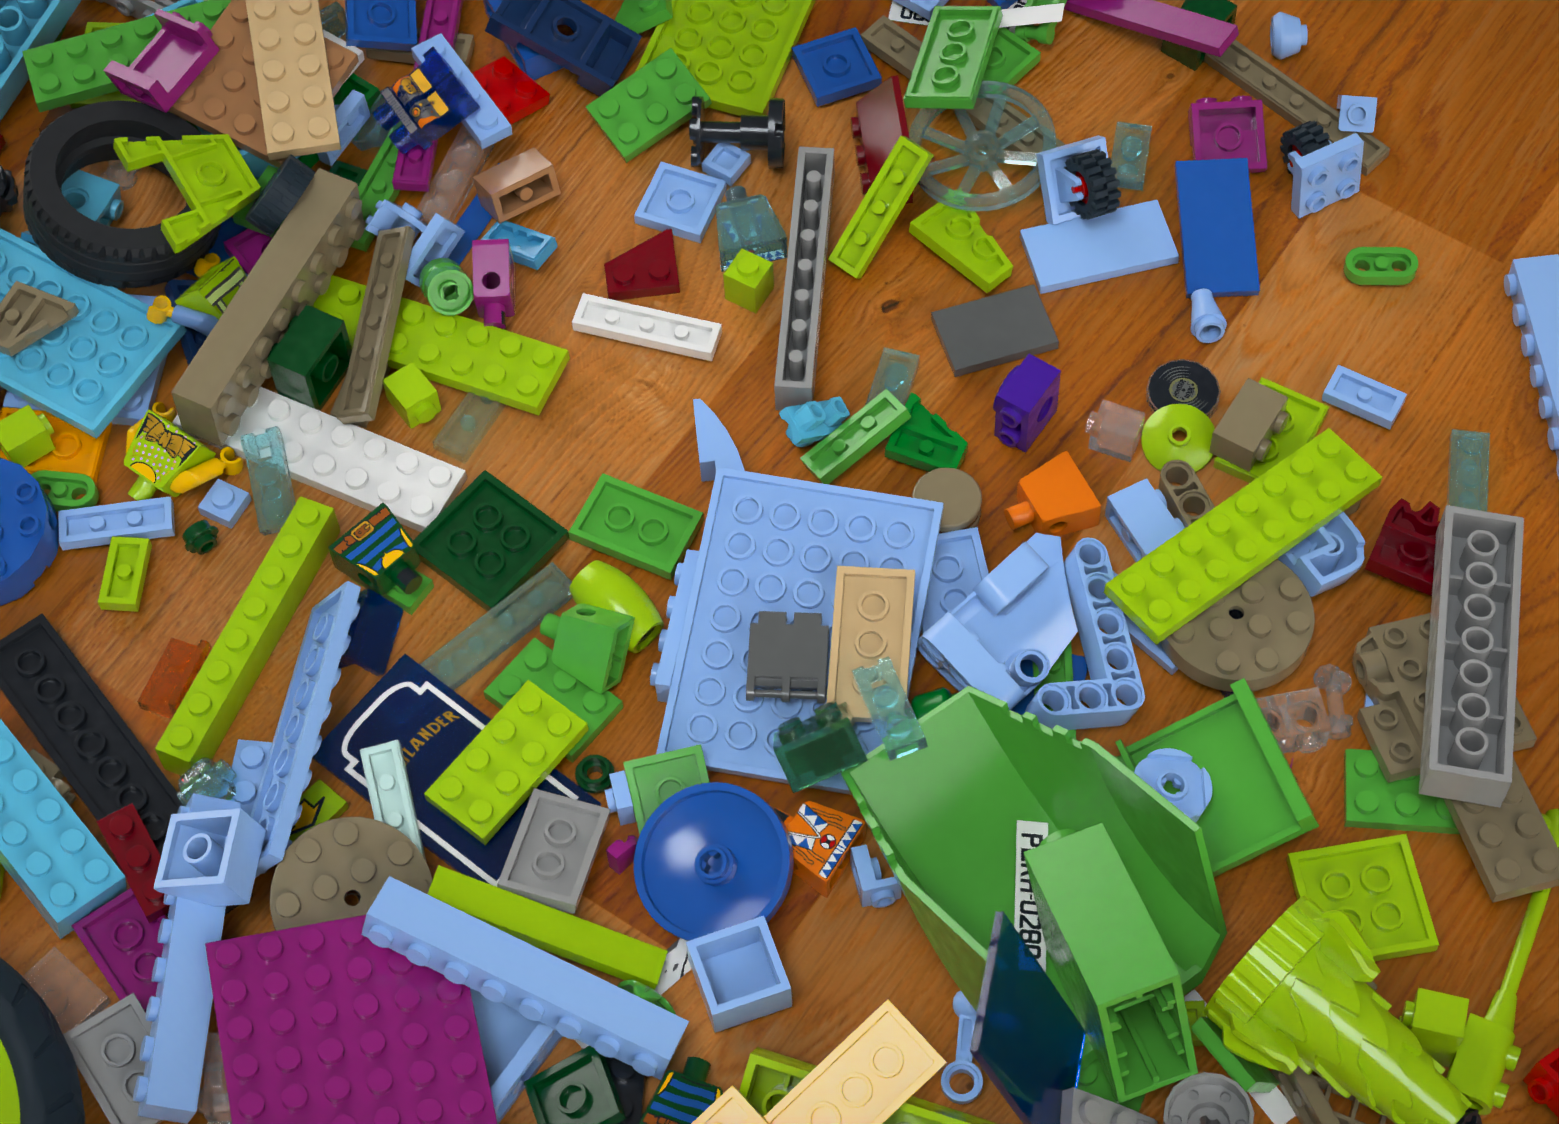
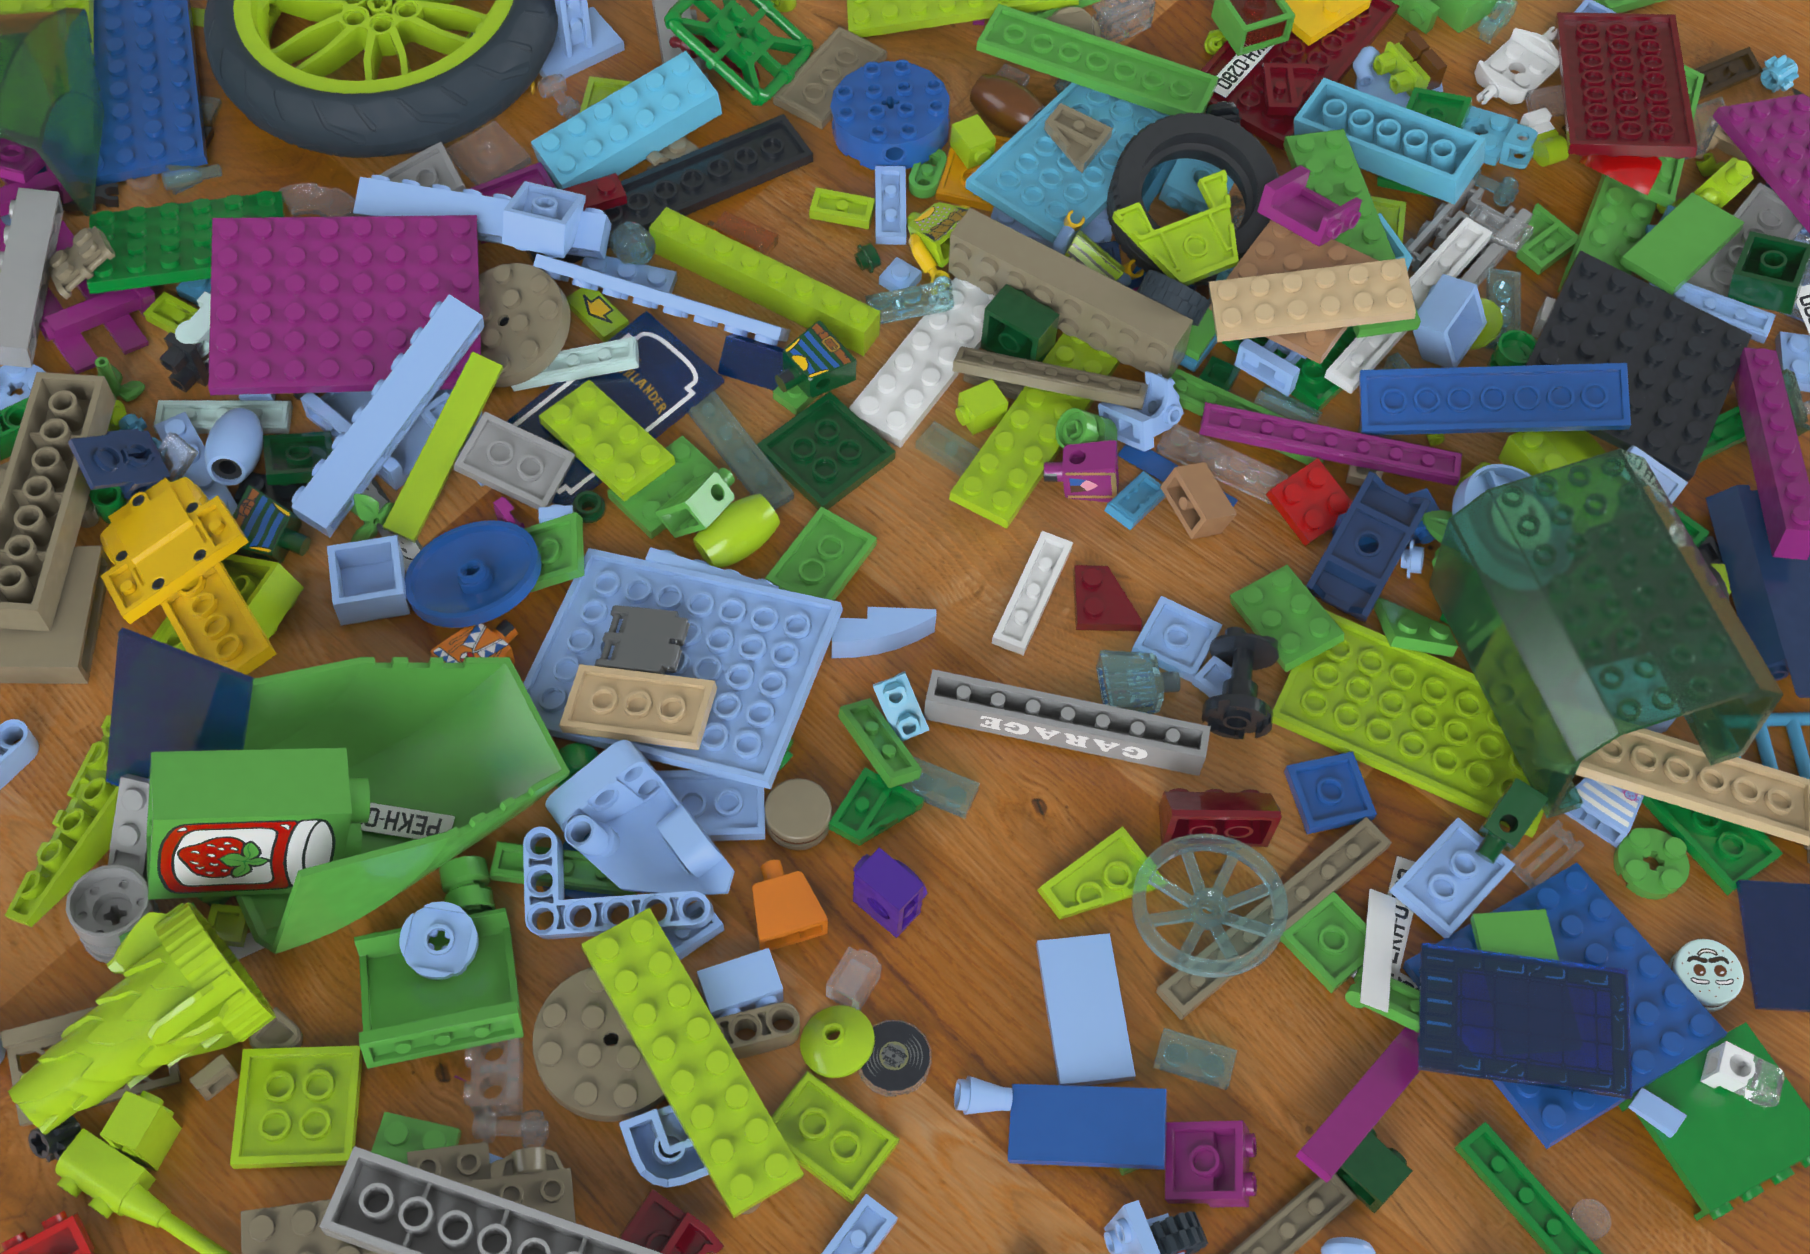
camera: 90 degrees right, 0 degrees up
(426, 103) = (1281, 418): clear blue hips -> none
(485, 124) = (1301, 458): light blue plate -> none
(748, 280) = (1071, 675): lime brick -> none
(819, 745) = (539, 646): clear green brick -> none
(880, 207) = (1130, 789): lime plate -> none
(889, 709) = (559, 702): clear light blue plate -> none
(953, 57) = (1322, 892): bright green tile -> none
(994, 330) = (994, 893): dark grey tile -> none
(1078, 181) = (1149, 987): plate -> none
(1249, 424) = (830, 1103): dark tan brick -> none

